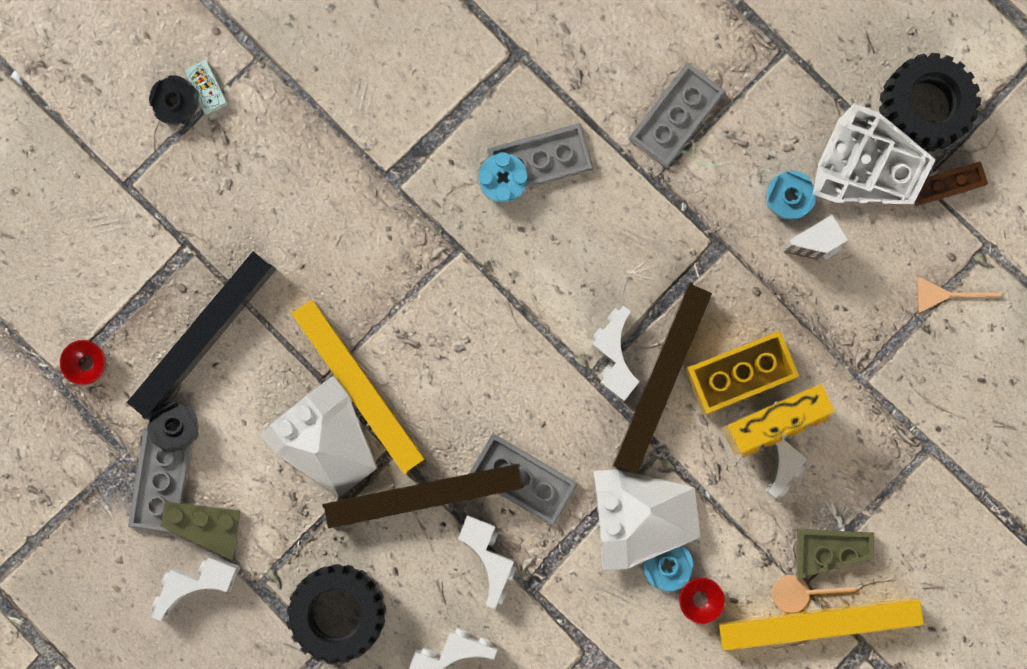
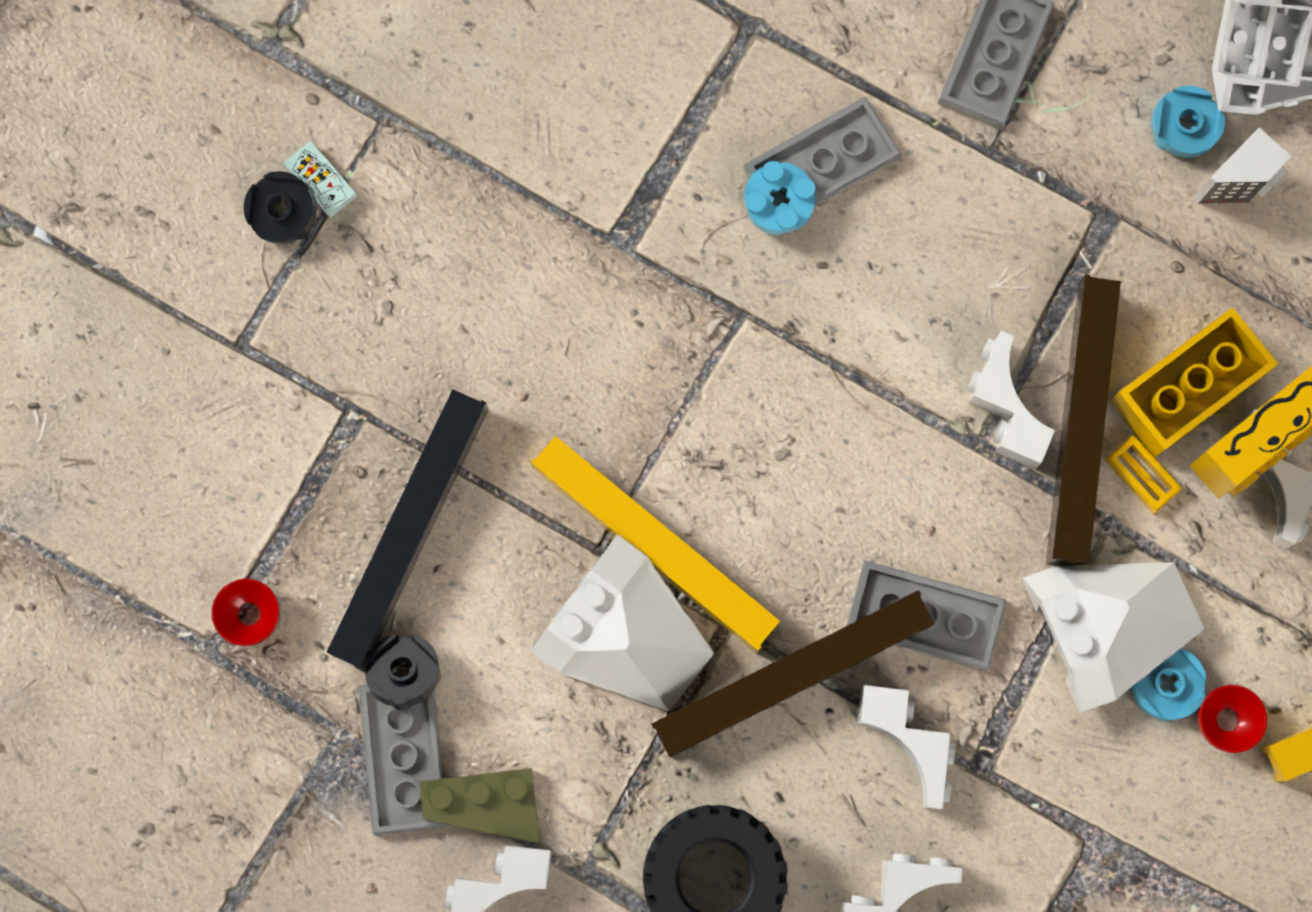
camera: 20 degrees left, 5 degrees down
(682, 405) = (1132, 482): none -> yellow tile

